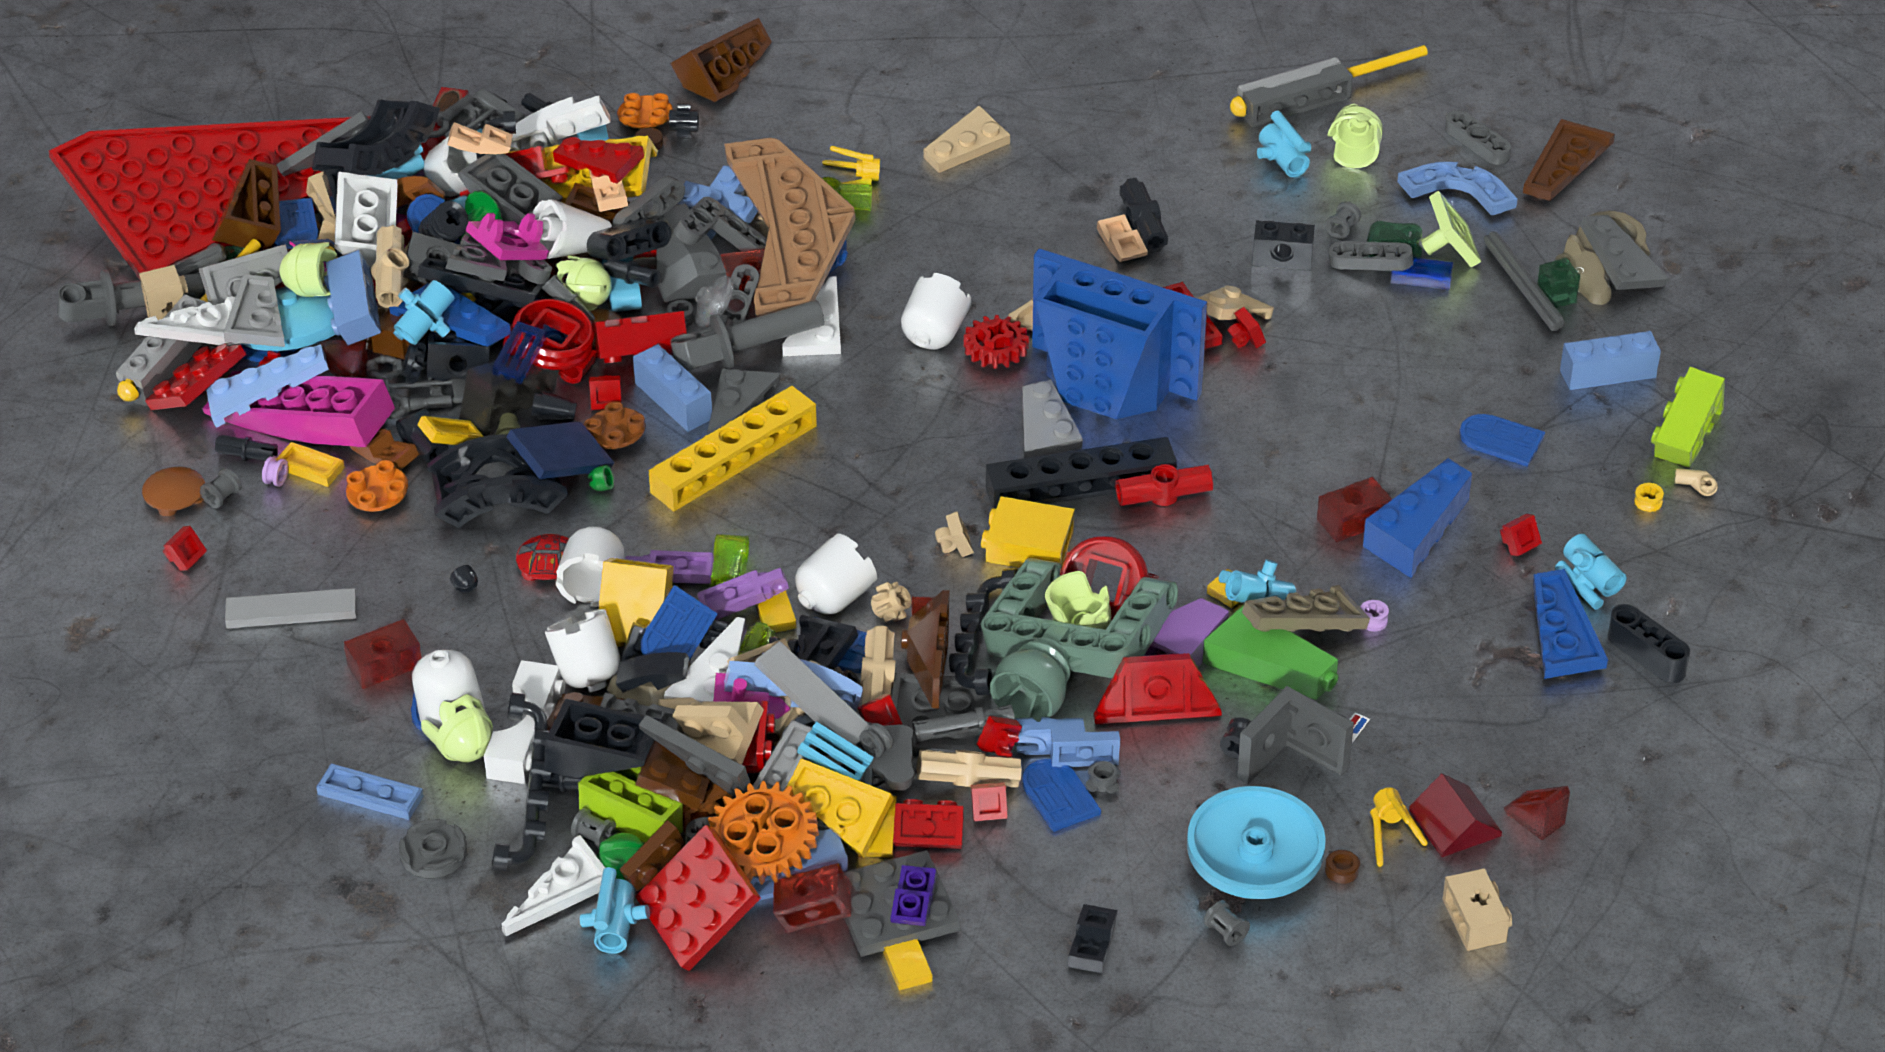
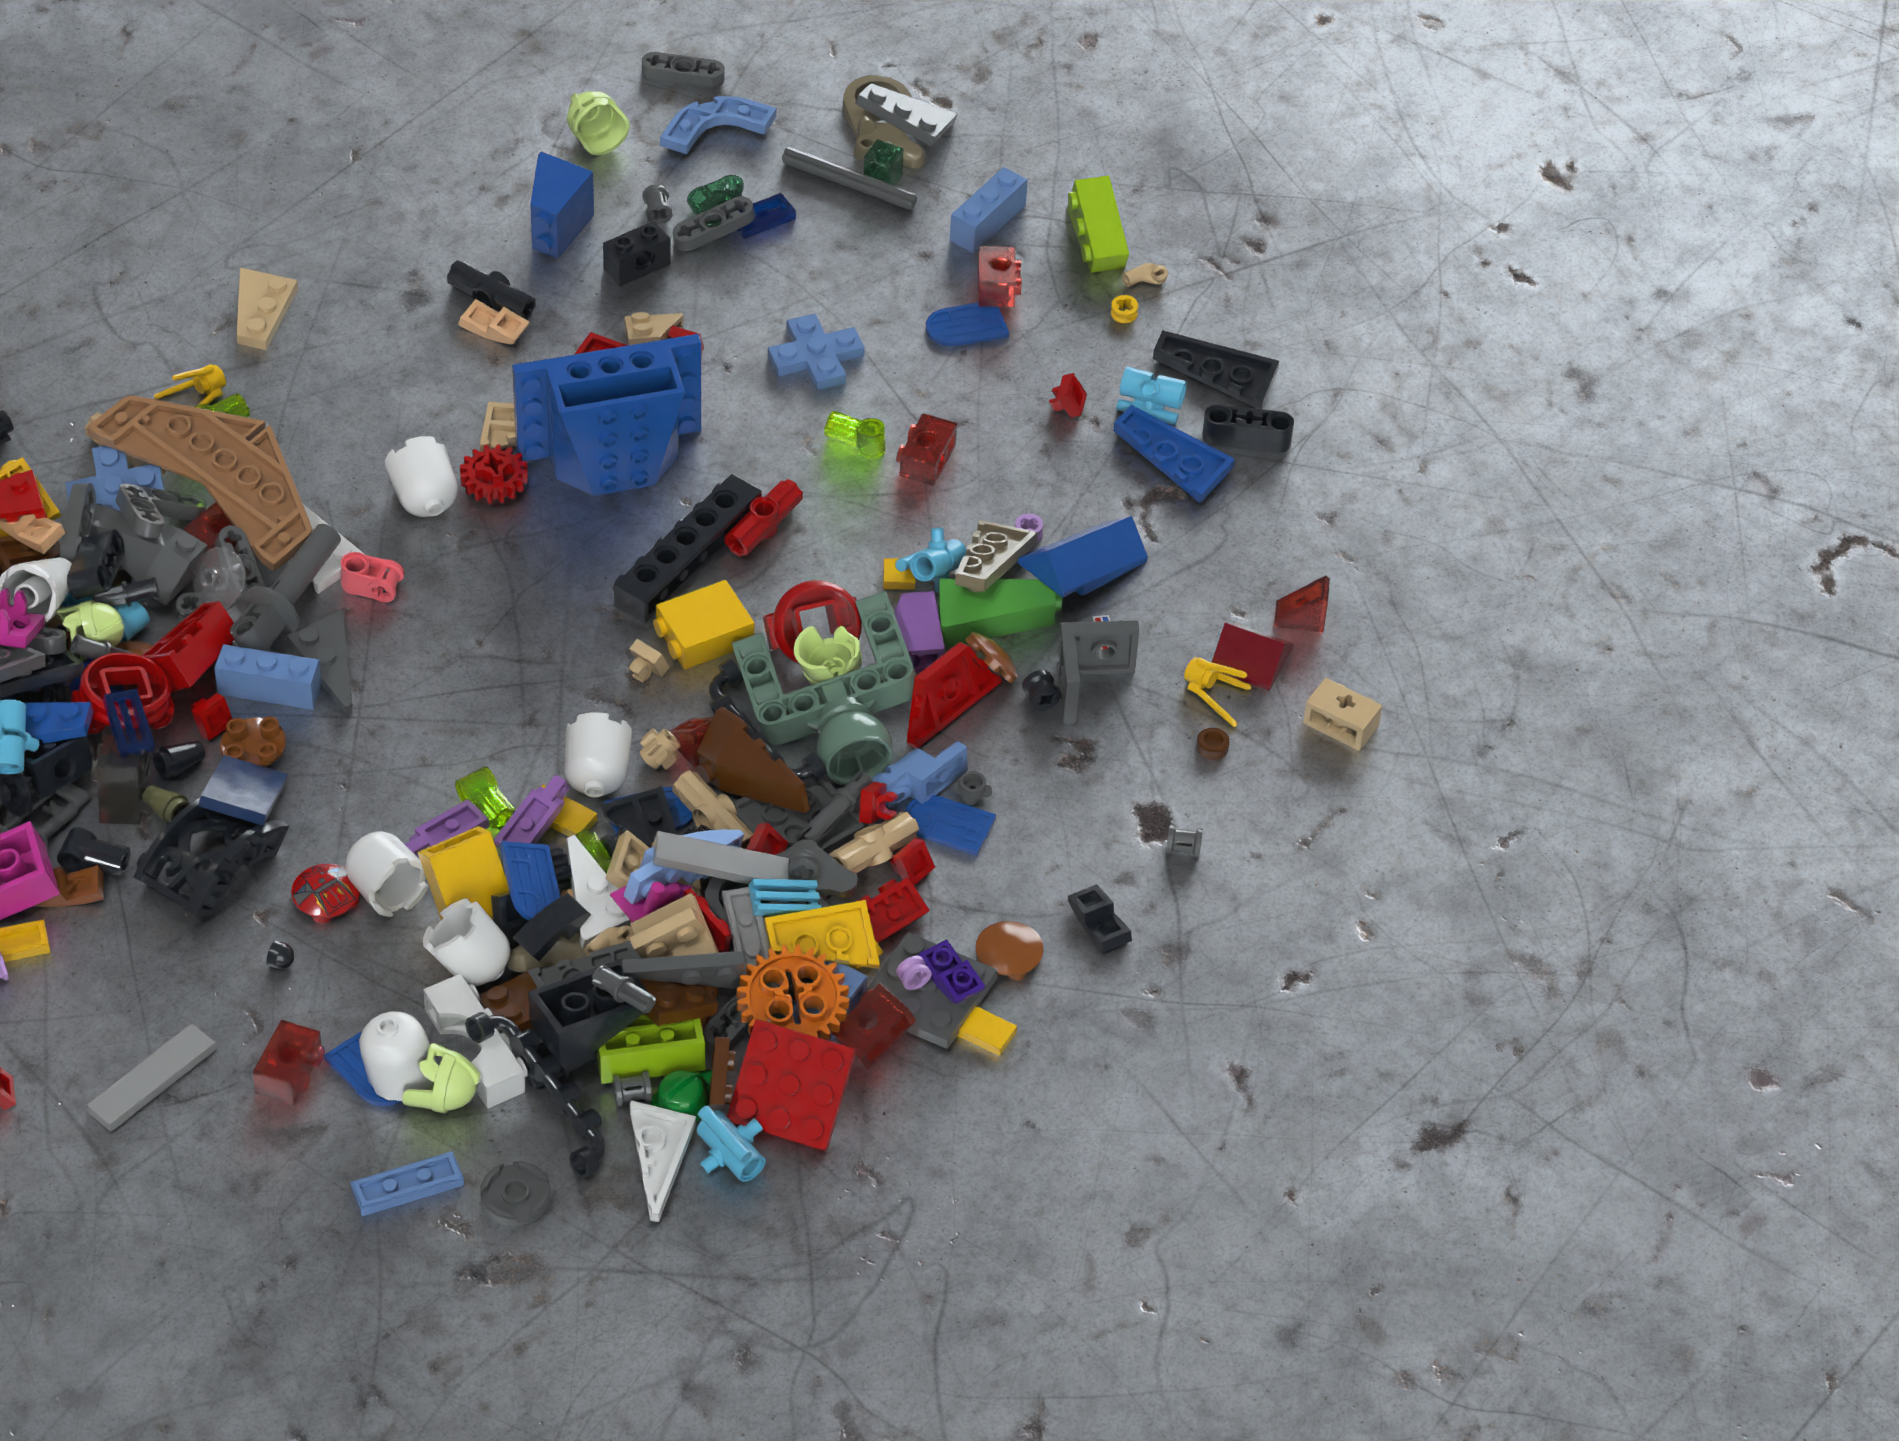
camera: 45 degrees left, 5 degrees up
(376, 487) = (103, 924): orange dish -> none
(448, 430) = (120, 833): yellow tile -> none
(602, 478) = (297, 795): green hinge -> none
(625, 736) = (623, 989): none -> dark grey axle
(732, 448) = (377, 699): yellow brick -> none
(825, 361) = (368, 576): none -> coral piece
(875, 876) = (913, 972): none -> lavender bush
(994, 915) = (1010, 948): none -> dark orange dish
(1047, 421) = (606, 519): light grey wing -> none
(1224, 688) = (994, 655): none -> dark orange dish
(1254, 178) = (559, 204): none -> blue slope
(1256, 842) = (1145, 763): medium azure dish -> none
(1284, 146) = (526, 155): medium azure pin -> none
(1307, 87) = (502, 99): dark grey piece -> none
(1311, 466) = (864, 434): none -> clear neon green piece
(1351, 392) = (816, 351): none -> medium blue plate
(1388, 661) = (1088, 557): none -> blue slope
(1417, 517) = (986, 434): blue wedge -> none
(1452, 230) = (759, 166): yellowish green tile -> none
(1559, 412) = (998, 276): none -> clear red brick
(1565, 157) = (771, 50): reddish brown wing -> none
(1682, 588) = (1221, 367): none -> black wing

